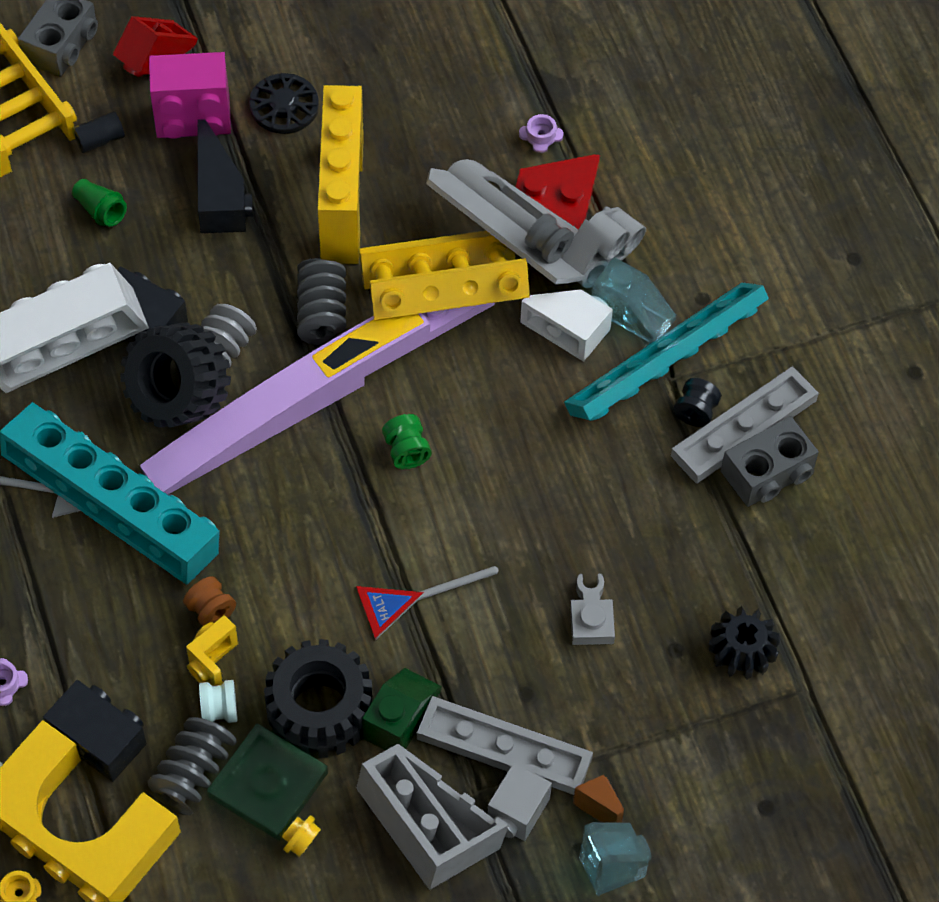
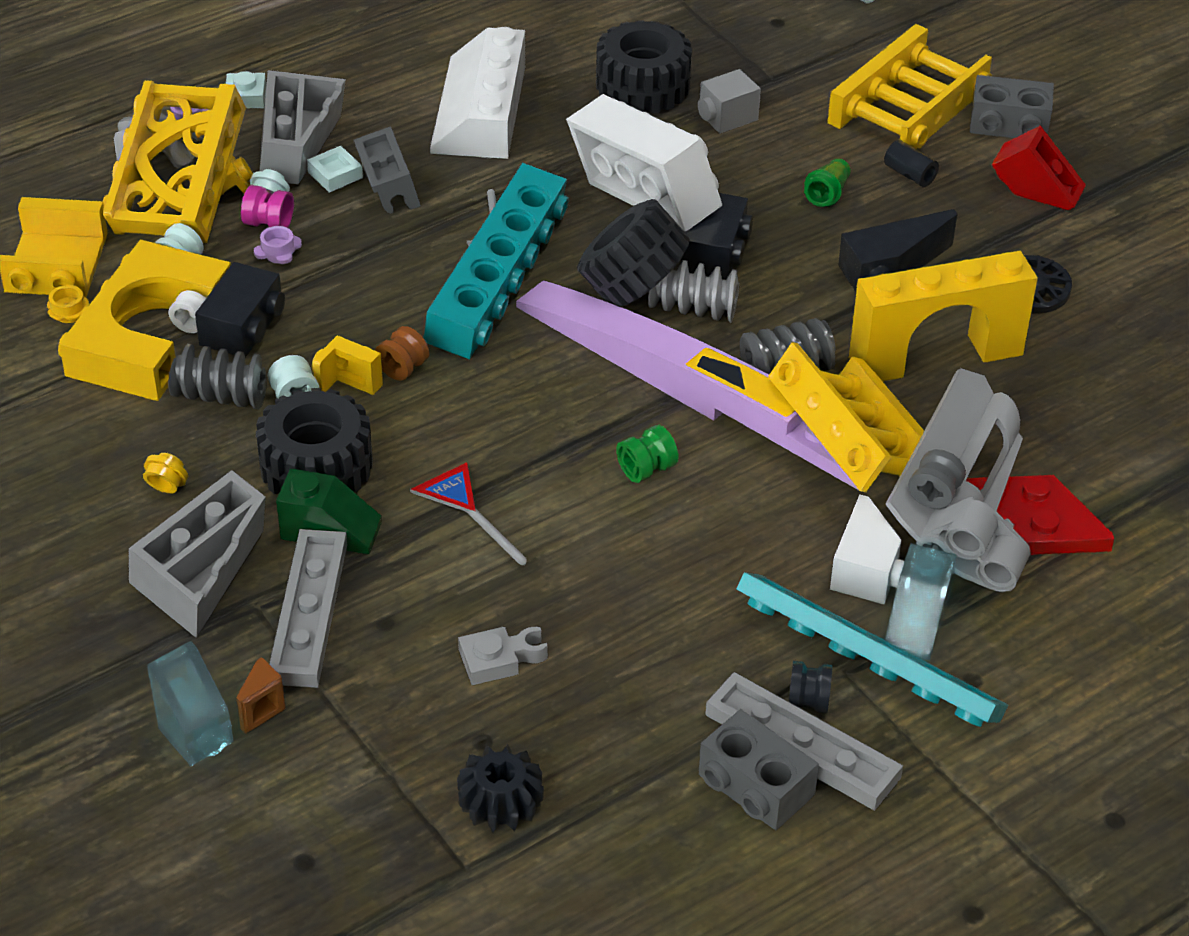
camera: 75 degrees right, 15 degrees down
(79, 776) = (183, 310): none -> white bush
(189, 90) = (985, 195): dark pink brick -> none
(267, 781) = (215, 437): clear green plate -> none
(520, 801) = (240, 627): light grey brick -> none
(541, 125) = (1117, 485): lavender plate -> none

